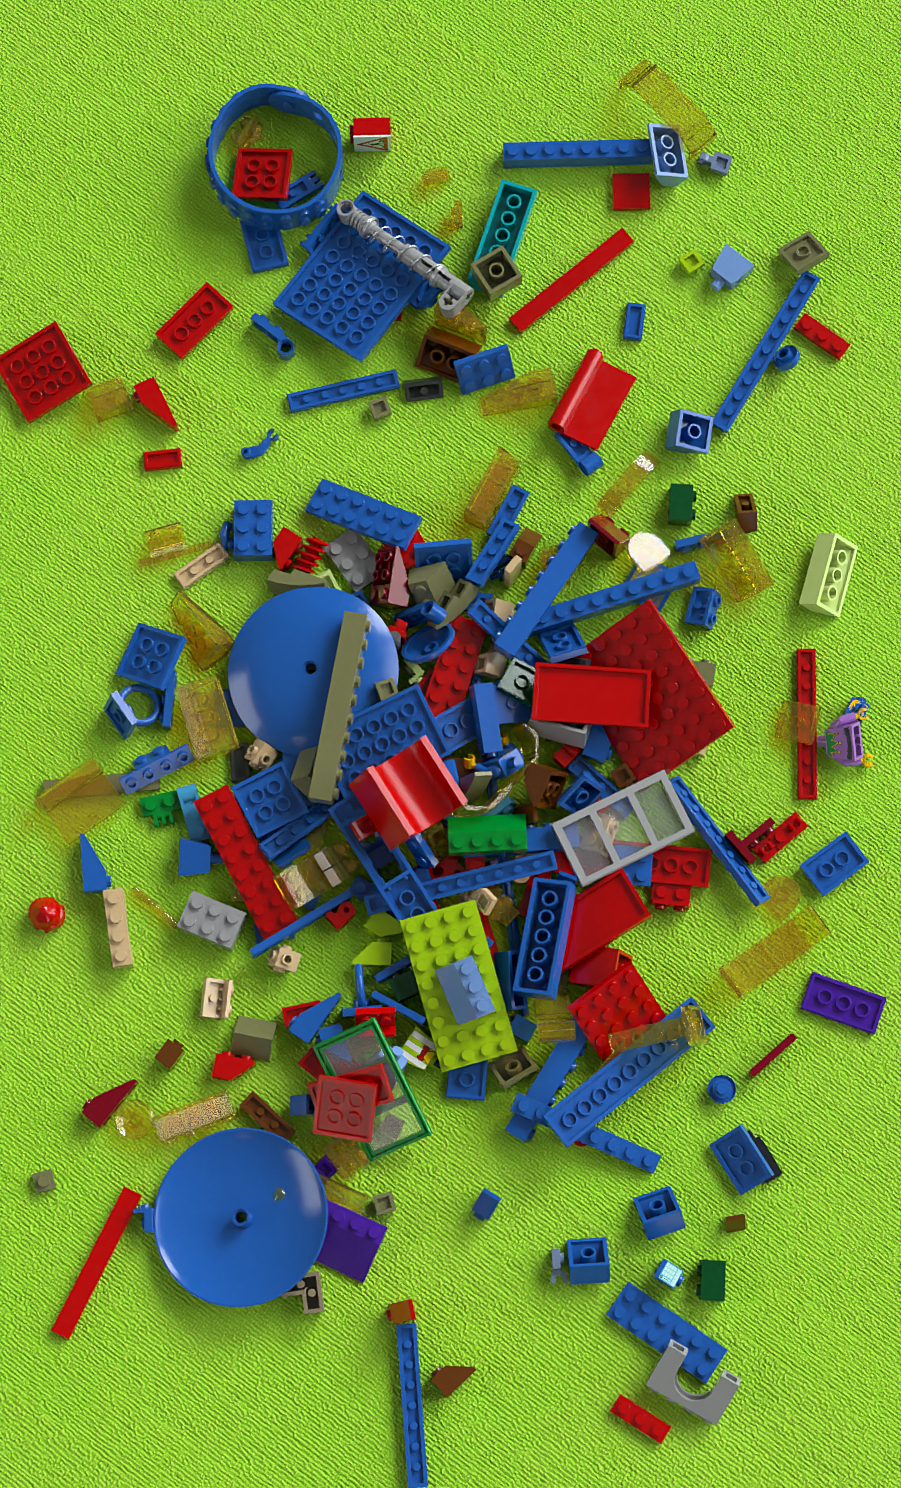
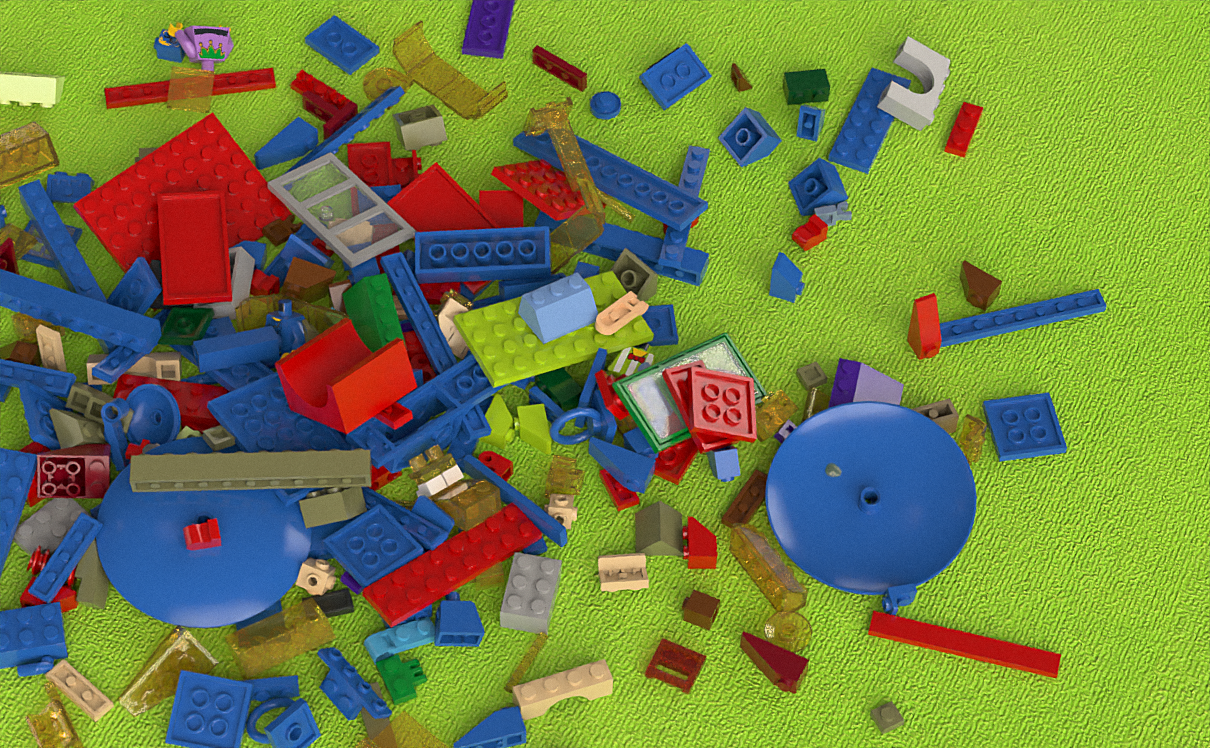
camera: 105 degrees left, 25 degrees down
(130, 1025) = (679, 660): none -> clear red plate
(276, 1322) = (973, 438): none -> clear yellow bracket
(290, 664) = (202, 535): none -> red leg
(296, 1375) = (1024, 427): none -> blue plate
(305, 561) = (65, 558): none -> blue tile
(315, 967) = (564, 477): none -> clear yellow brick
(458, 1043) = (620, 314): none -> light nougat plate
(538, 1239) = (811, 233): none -> red leg
(713, 913) = (420, 127): none -> olive brick
(723, 802) = (289, 144): none -> blue slope

